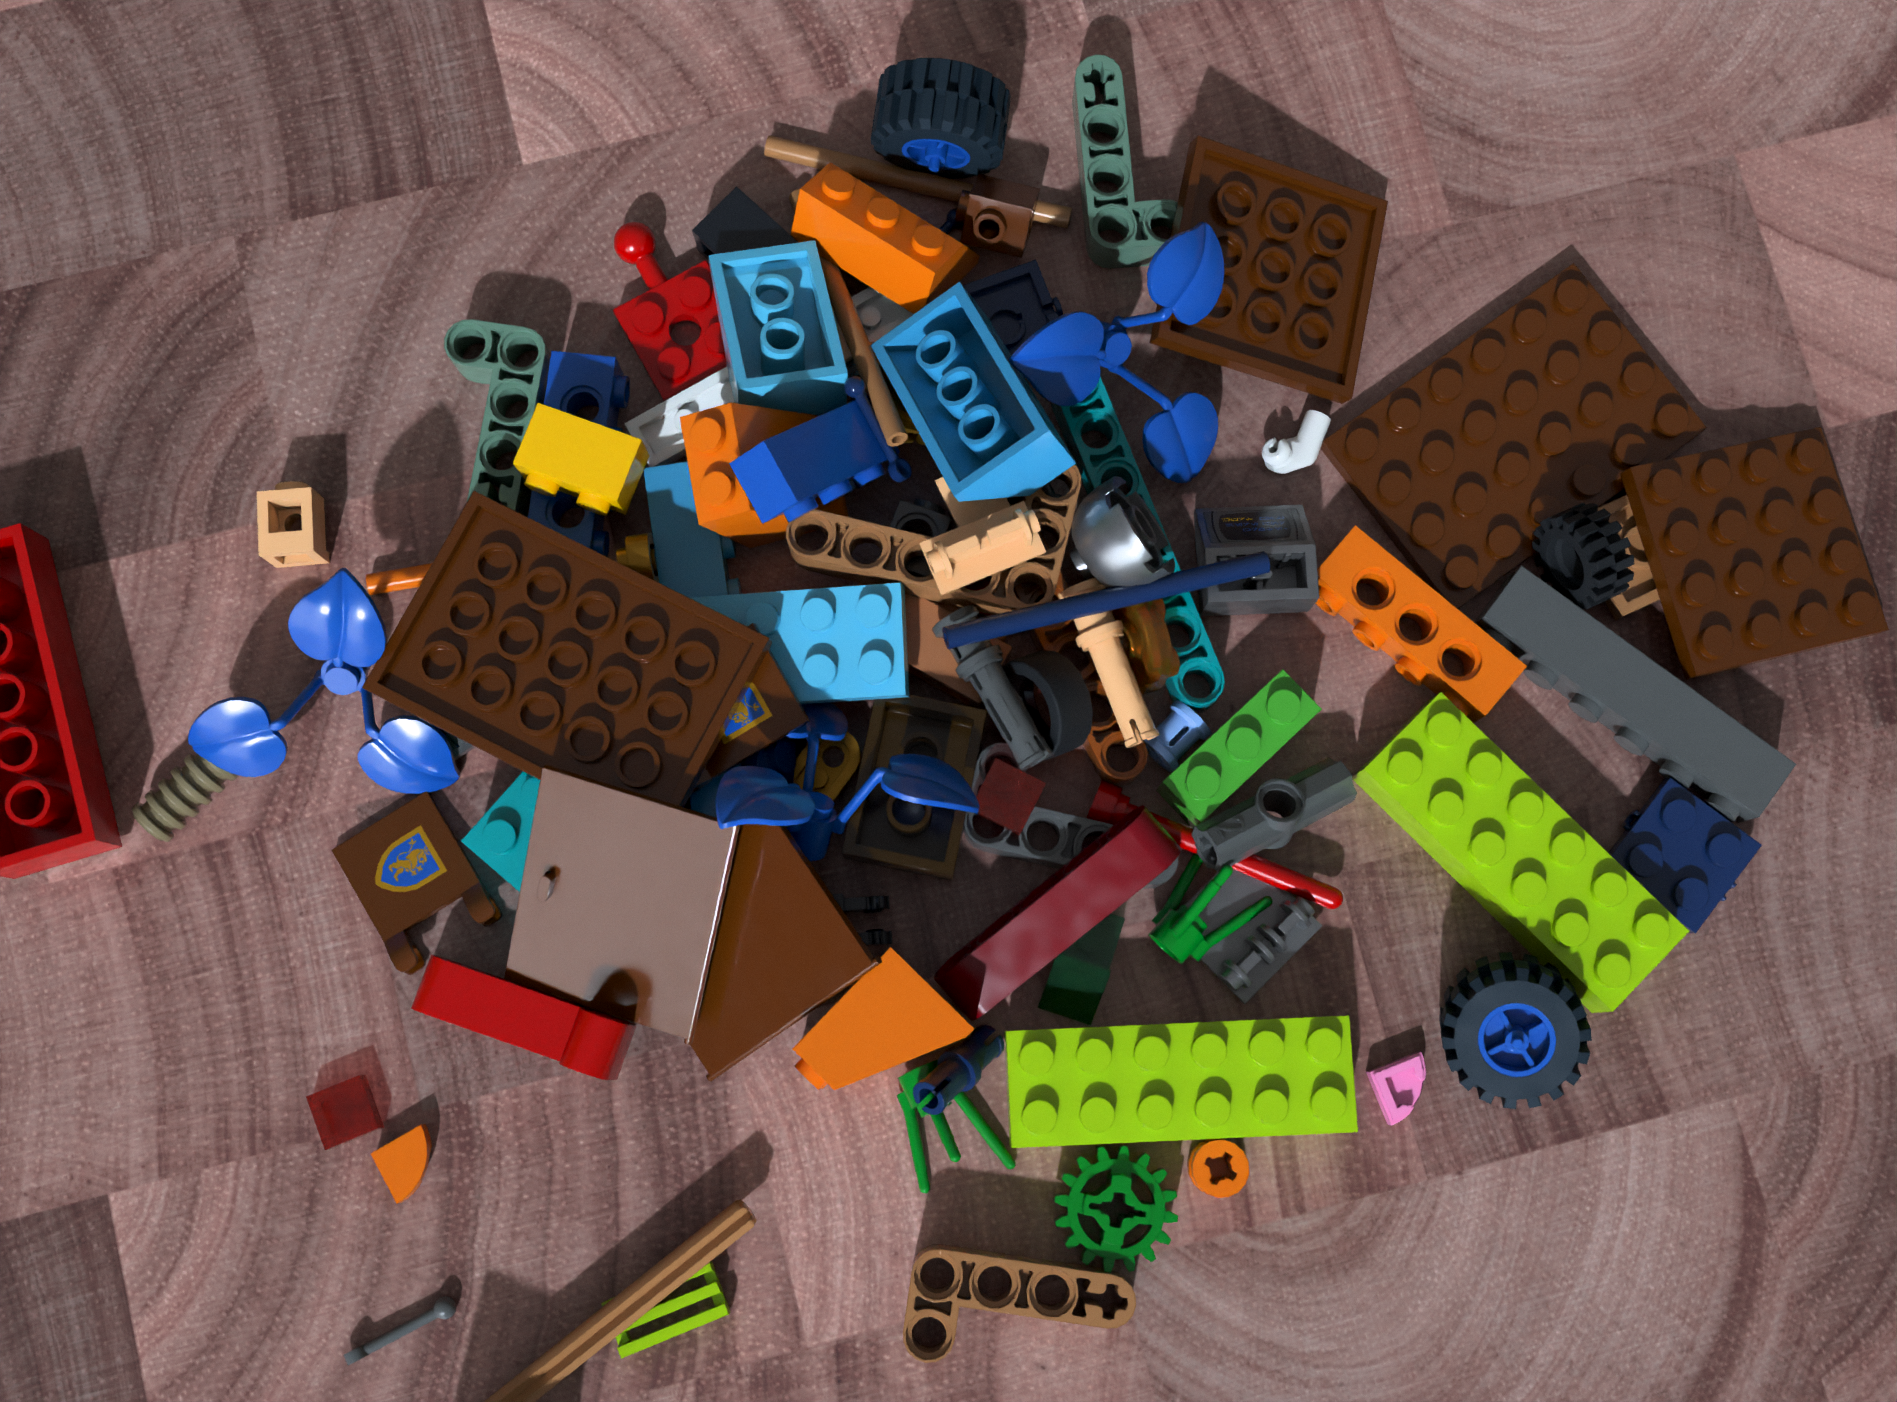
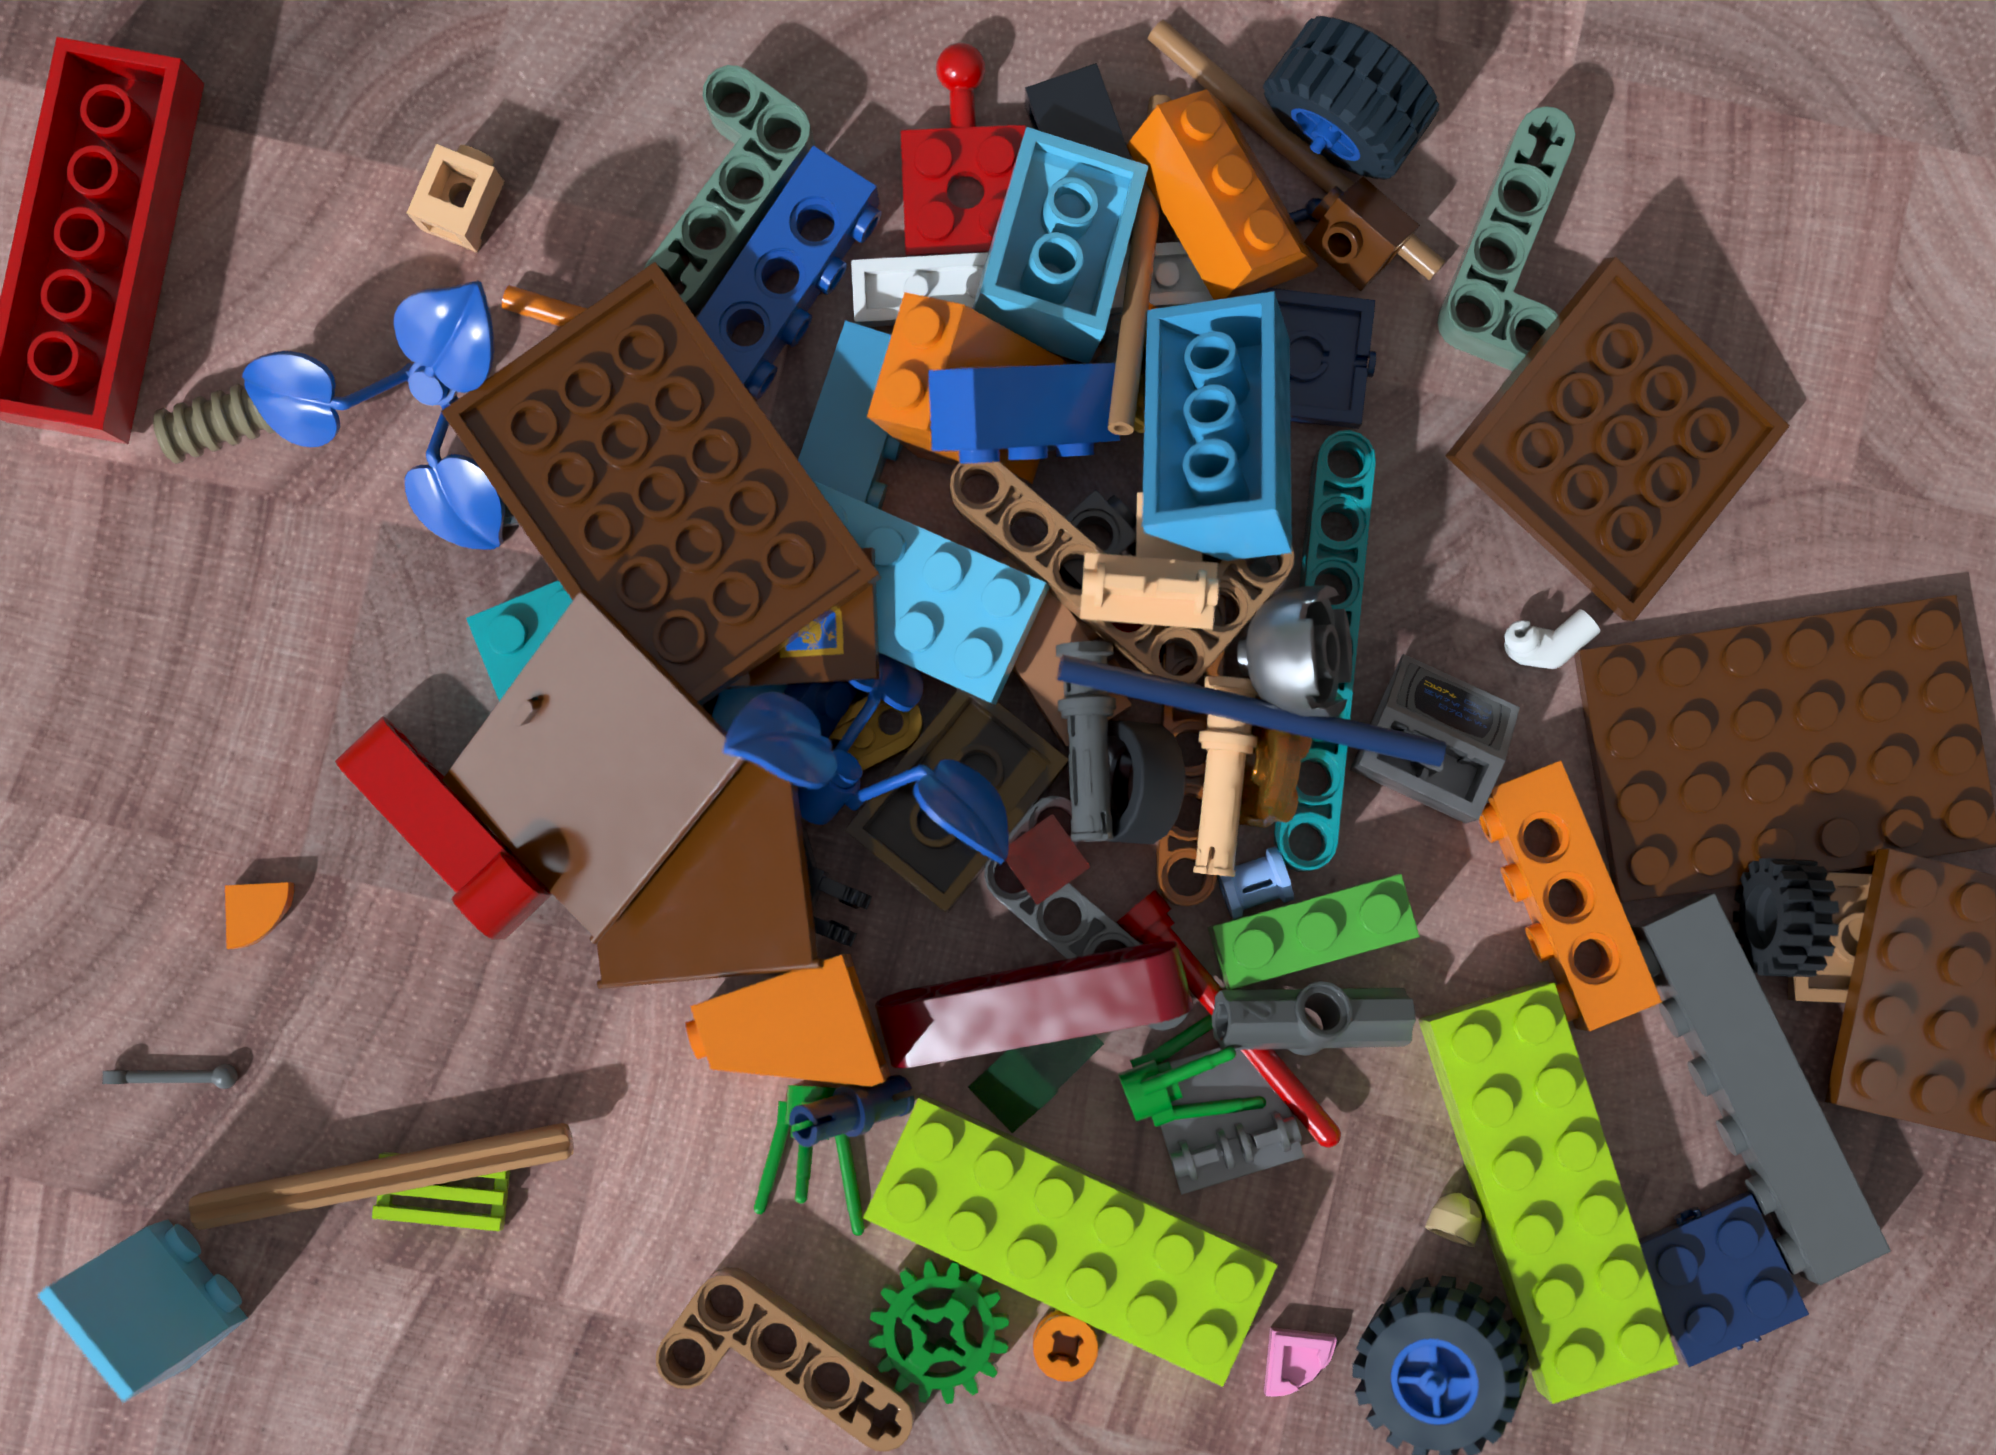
camera: 35 degrees right, 5 degrees up
(345, 1112) = (220, 829): clear red tile -> none
(409, 871) = (402, 618): reddish brown flag -> none
(580, 460) = (783, 282): yellow brick -> none
(639, 555) = (793, 415): pearl gold plate -> none
(898, 468) = (1108, 458): dark blue hinge -> none
(1067, 353) = (1336, 442): blue plant -> none
(1462, 913) = (1456, 1219): none -> tan hinge

